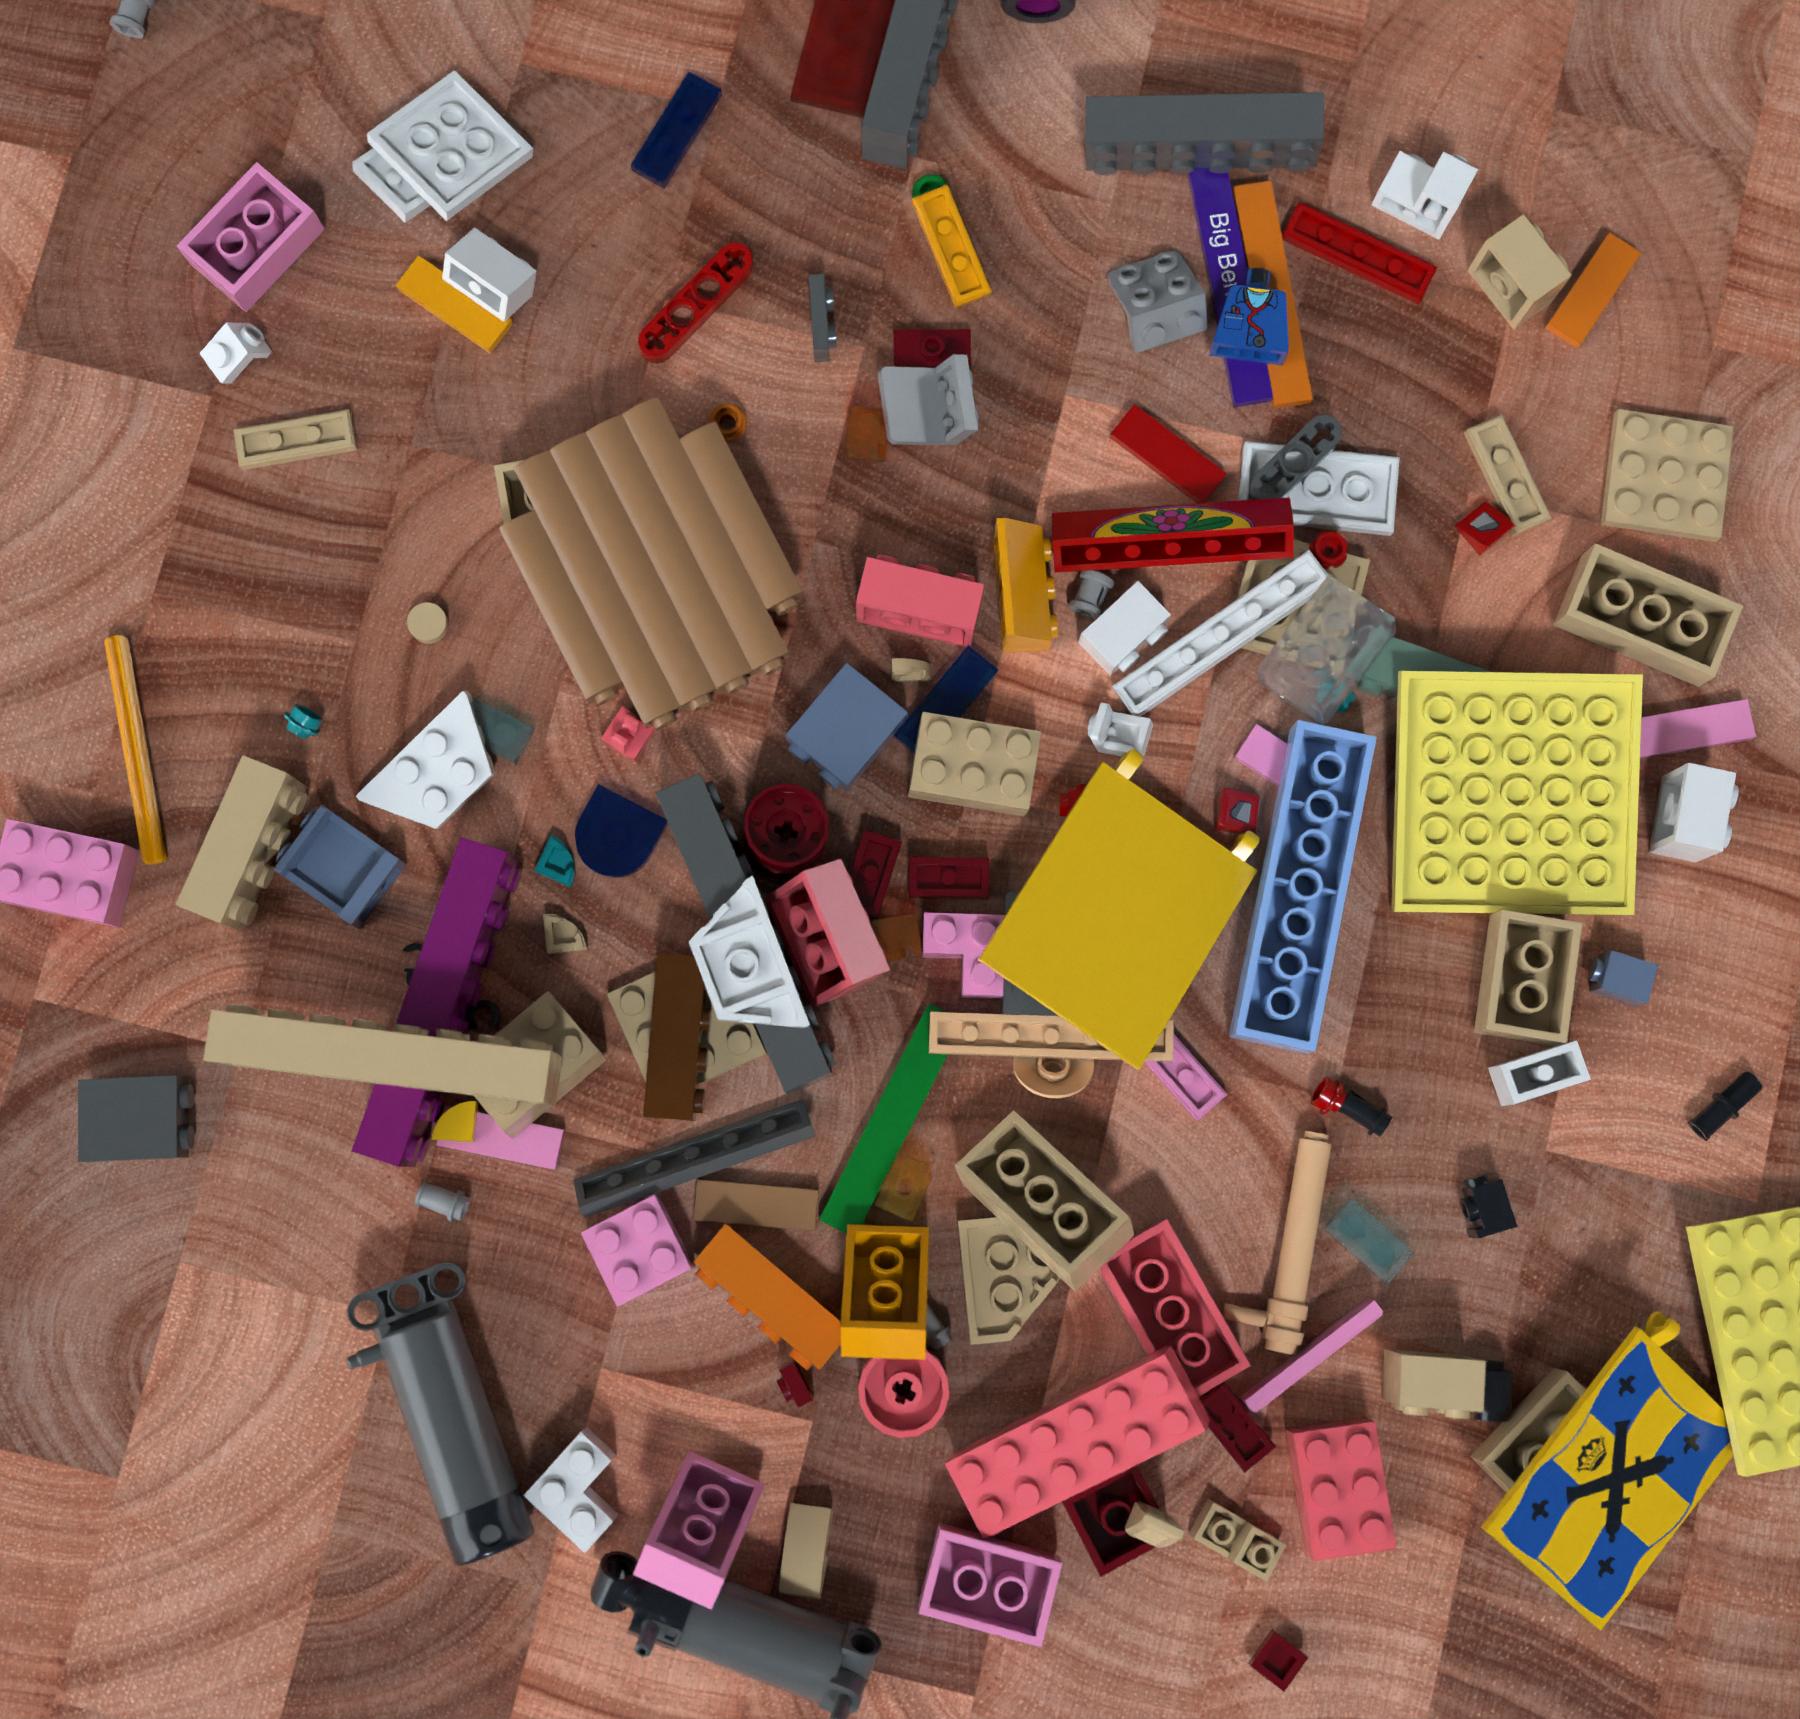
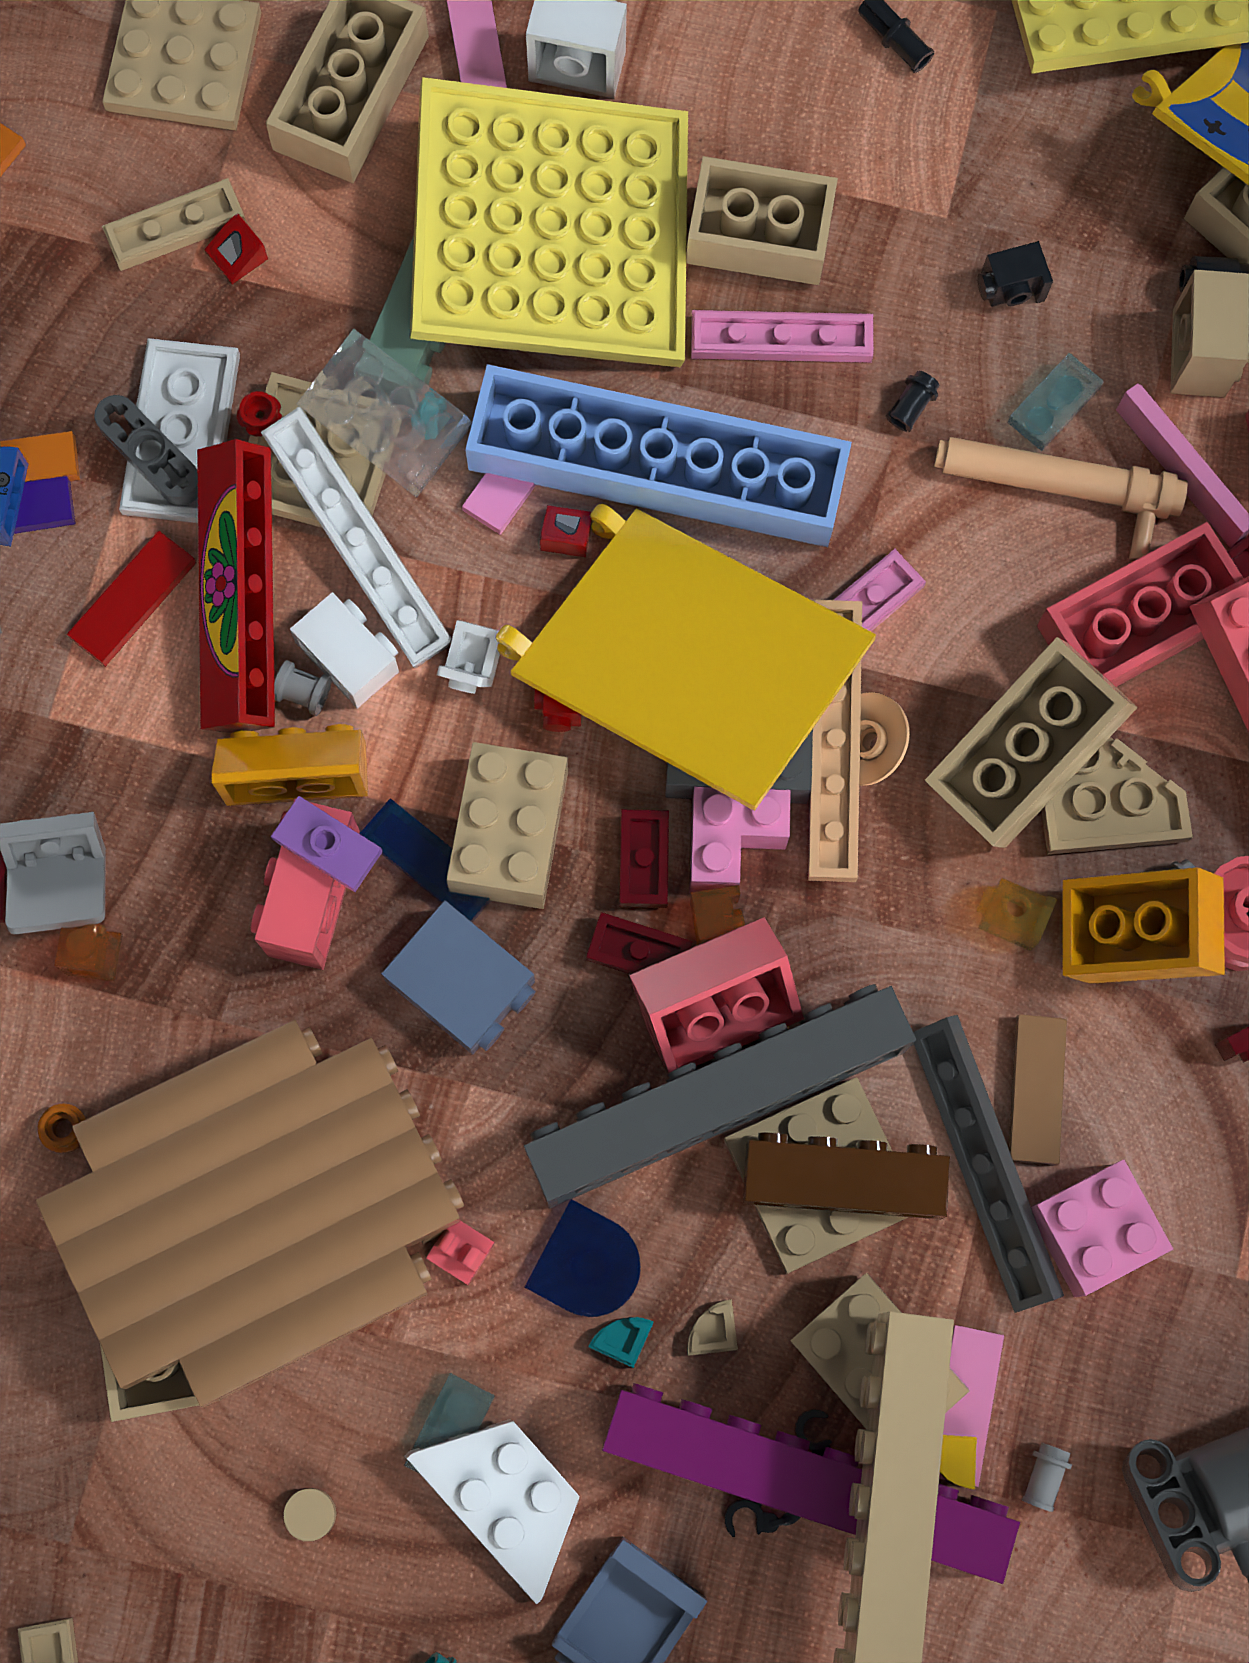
camera: 90 degrees left, 5 degrees down
(746, 965) = (764, 1083): white wing -> none
(771, 1296) = (1149, 1067): orange brick -> none
(782, 808) = (573, 1026): dark red wheel -> none
(885, 1130) = (944, 936): green tile -> none
(910, 670) = (388, 904): tan tile -> none
(944, 610) = (326, 843): none -> medium lavender plate
(1328, 1095) = (893, 439): red plate -> none
(1424, 999) = (782, 336): none -> bright pink tile
(1539, 1073) = (868, 214): white brick -> none
(1622, 978) = (758, 126): sand blue brick -> none

